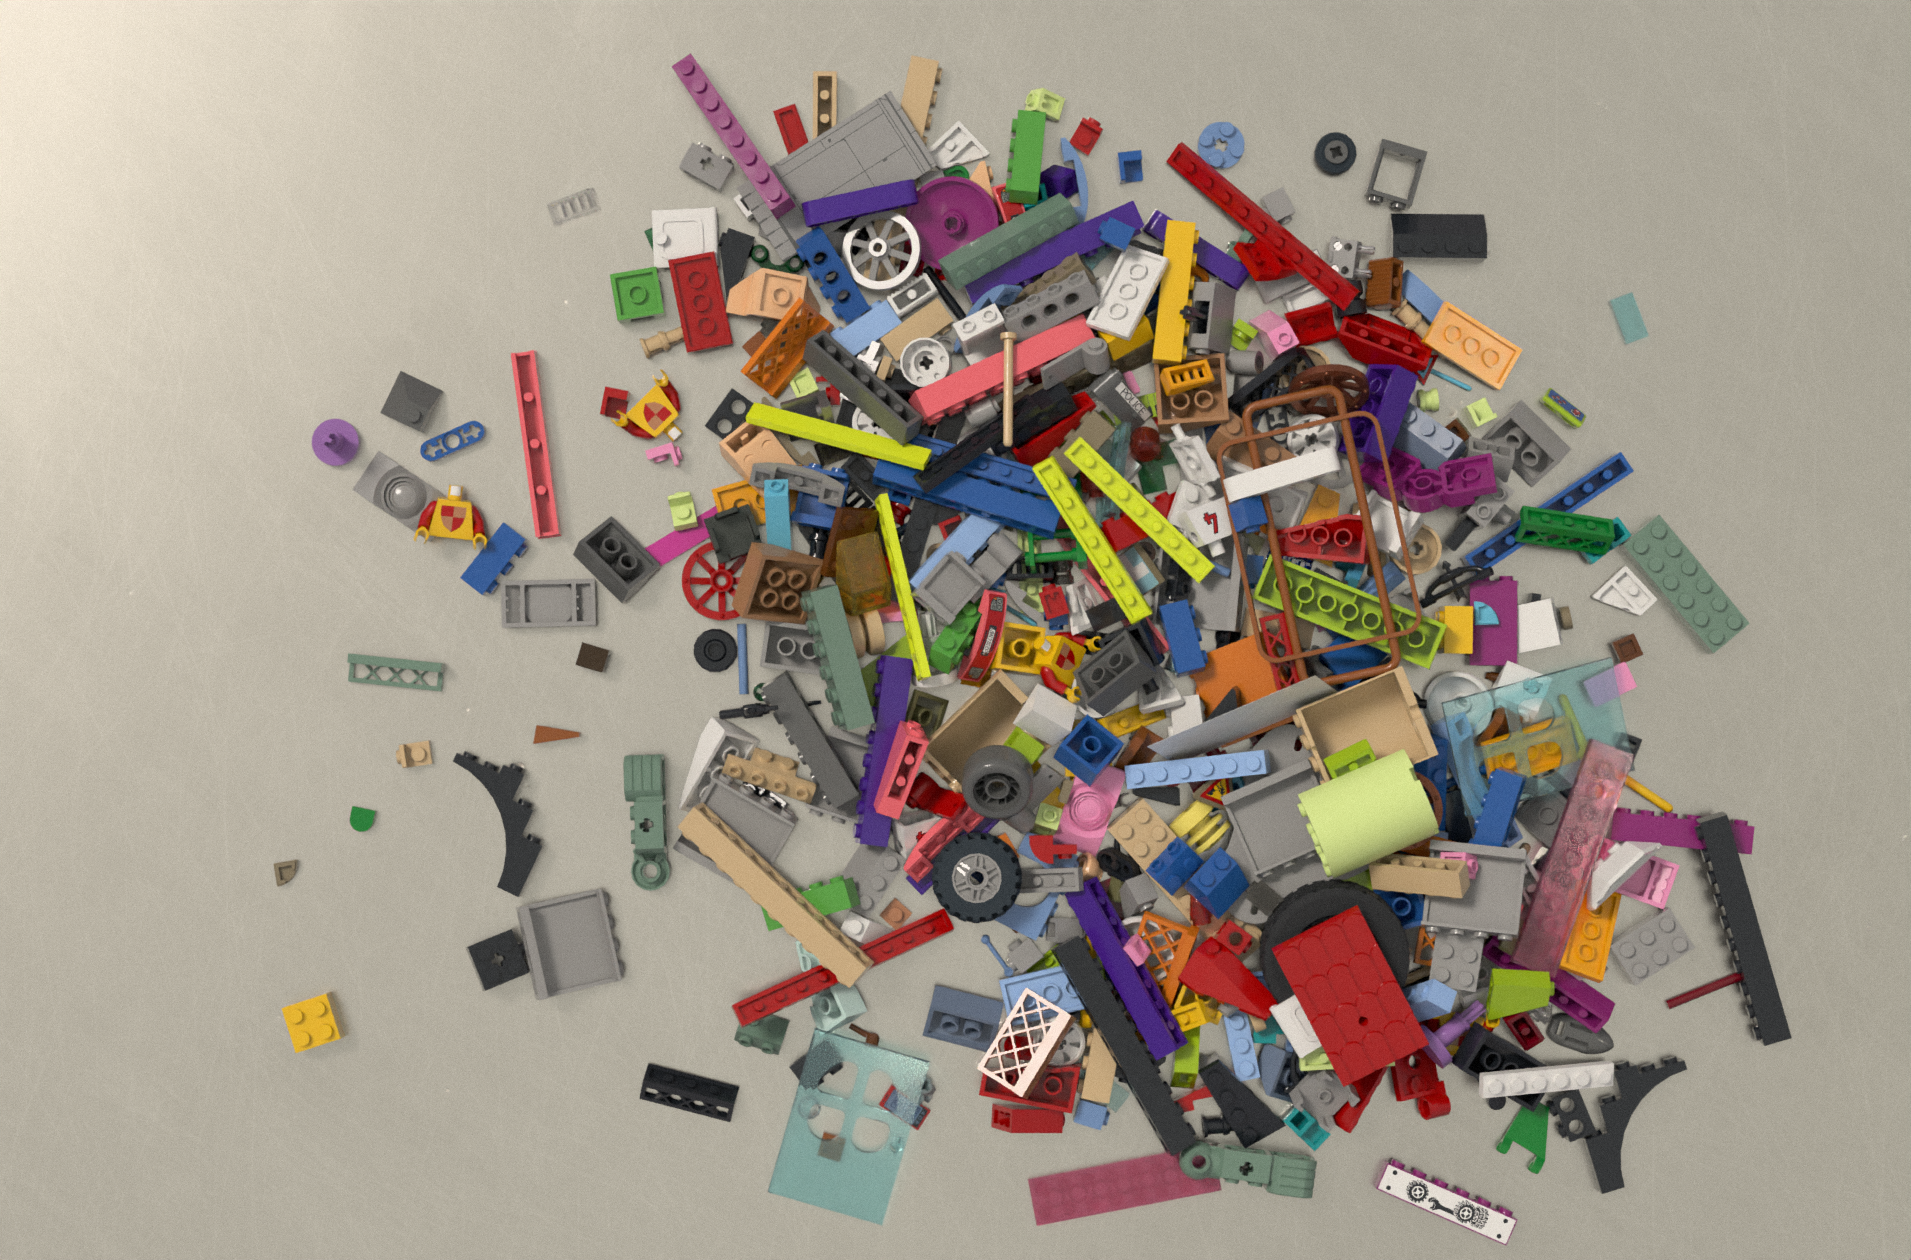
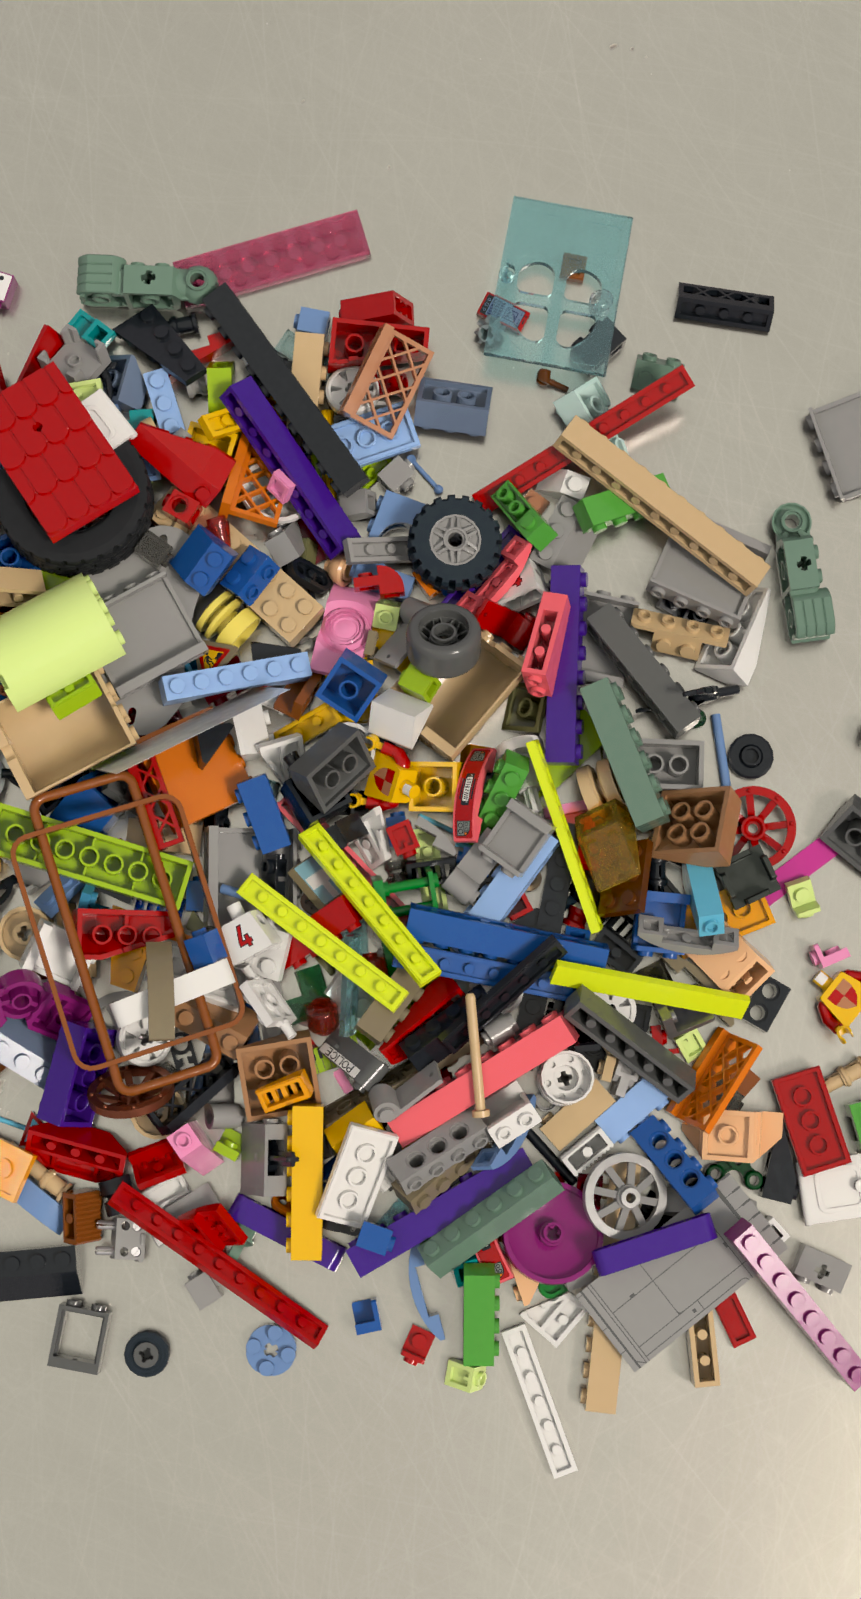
camera: 170 degrees right, 5 degrees down
(907, 899) = (524, 516): none -> bright green slope
(979, 74) = (539, 1401): none -> white plate
(1059, 180) = (441, 1292): dark purple panel -> none
(1292, 477) = (160, 991): none -> dark tan slope
(1428, 400) = (25, 1095): yellowish green wheel -> none

